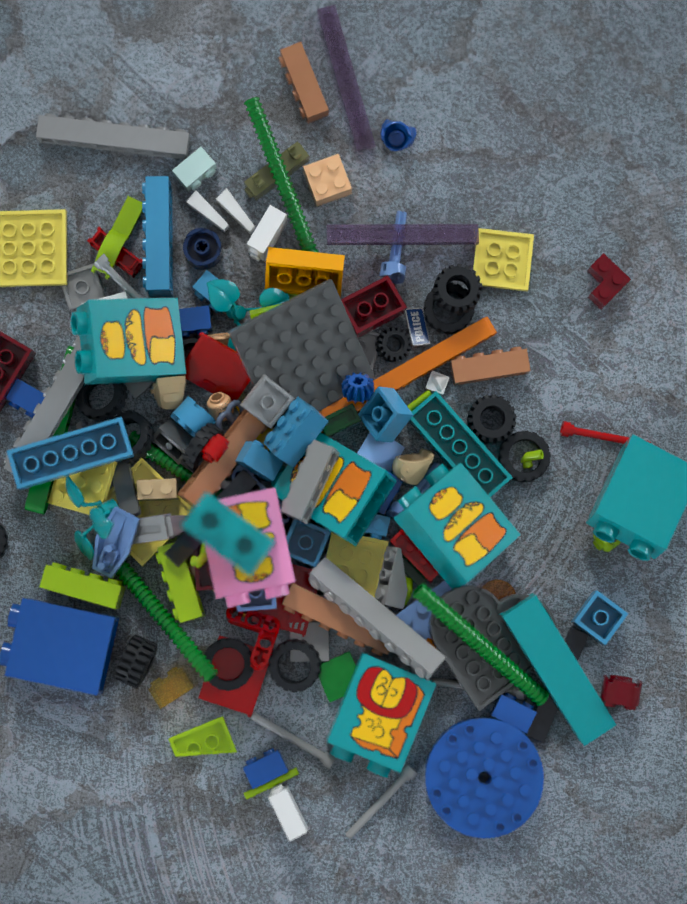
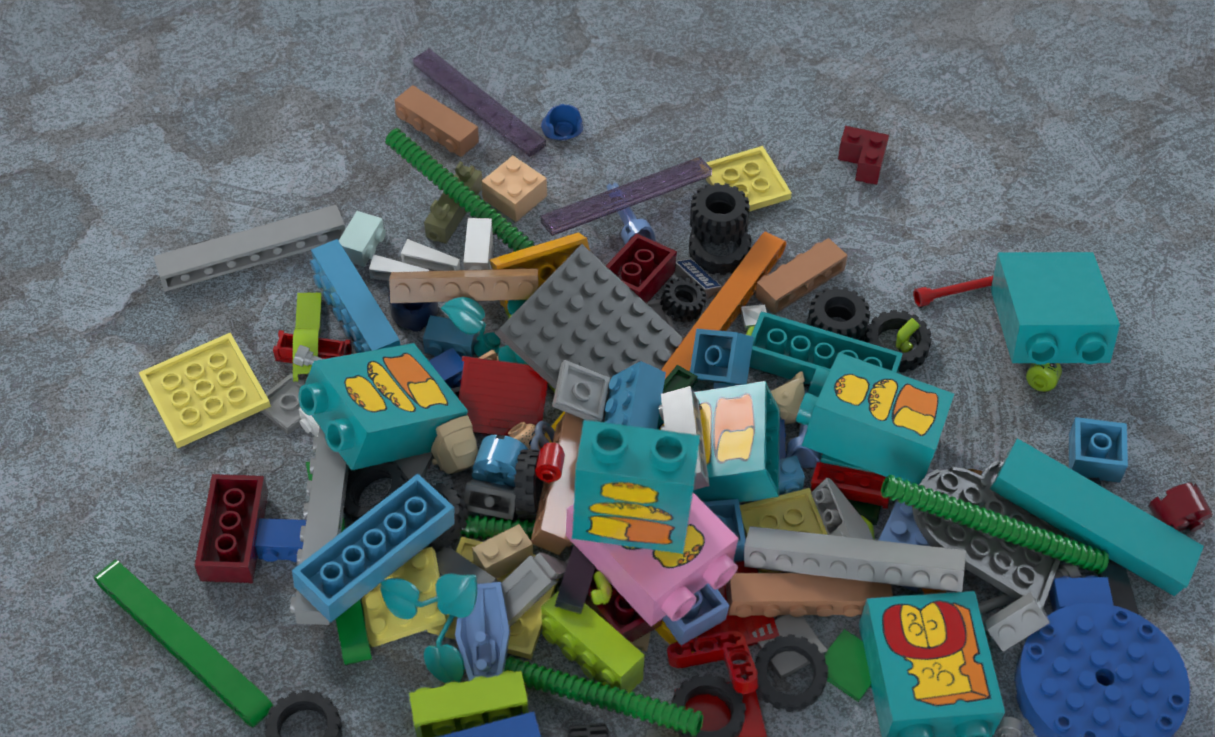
camera: 25 degrees left, 30 degrees down
(235, 266) = (473, 284): none -> medium nougat brick
(357, 387) = (674, 342): blue gear -> none
(455, 712) = (1016, 621): none -> light grey brick

